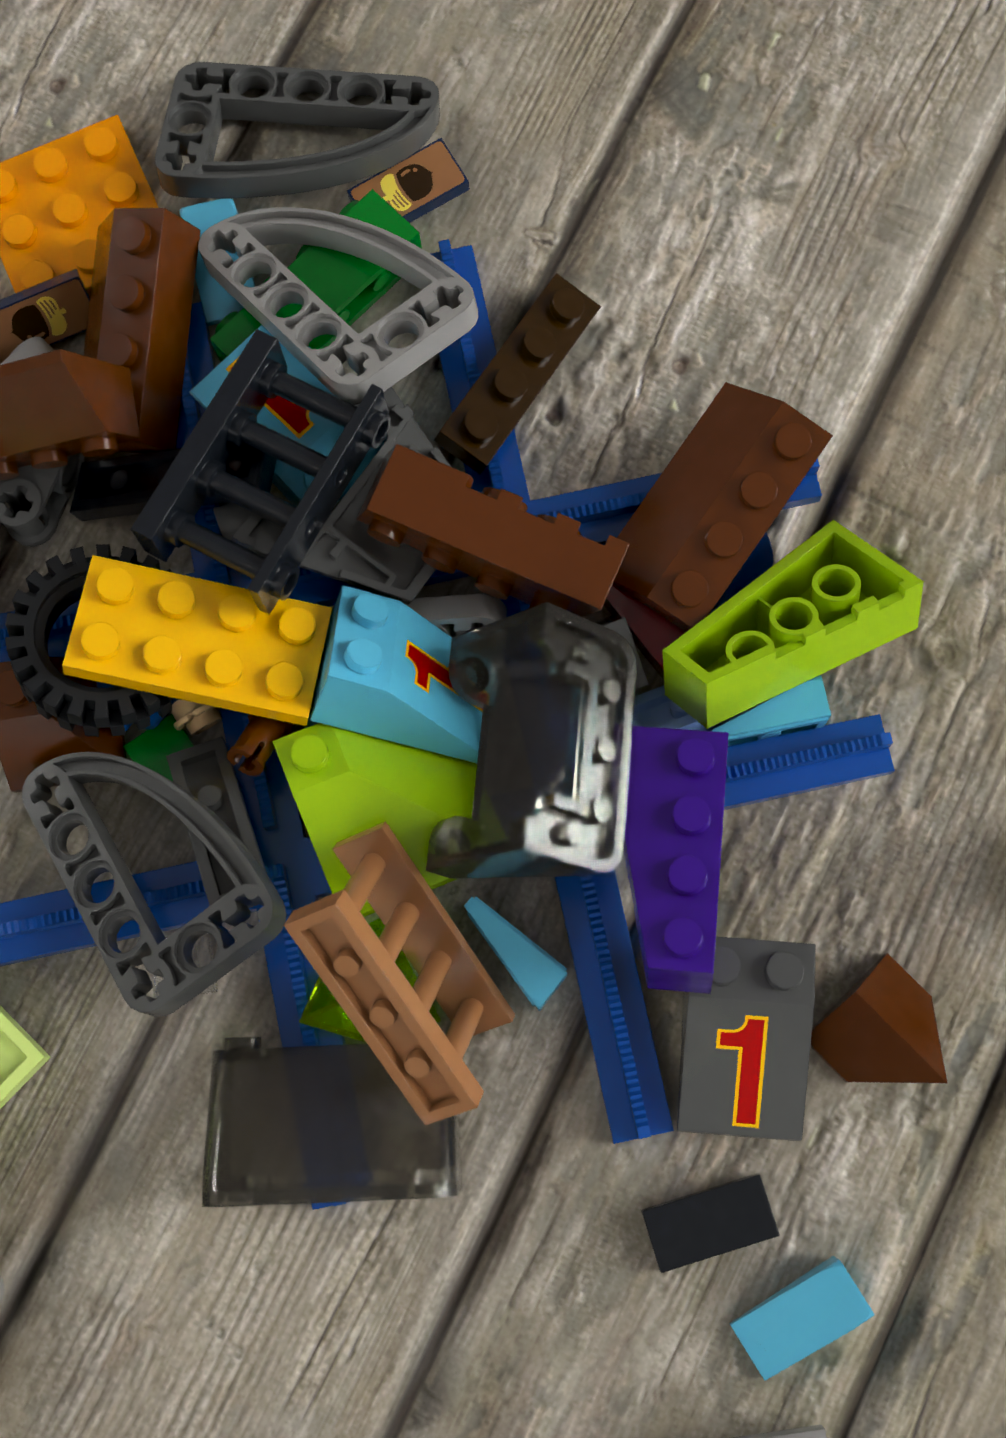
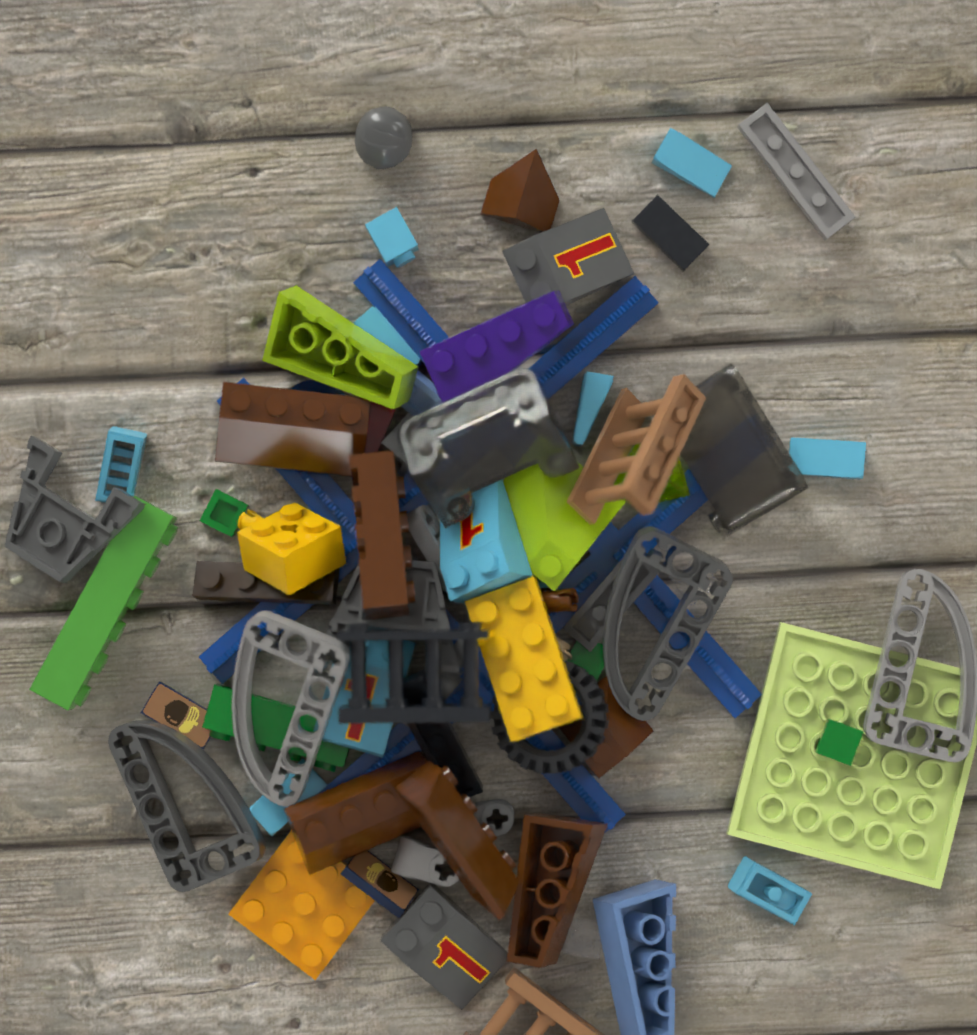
camera: 130 degrees left, 10 degrees up
(241, 1270) = (828, 457): none -> medium azure slope
(546, 416) = (290, 546): none -> yellow brick
(611, 163) = (102, 606): none -> bright green brick
(646, 377) = (223, 512): none -> green tile
(748, 142) = (53, 530): none -> dark grey wing
(810, 301) = (124, 435): none -> medium azure slope
(916, 802) = (392, 238): none -> medium azure brick

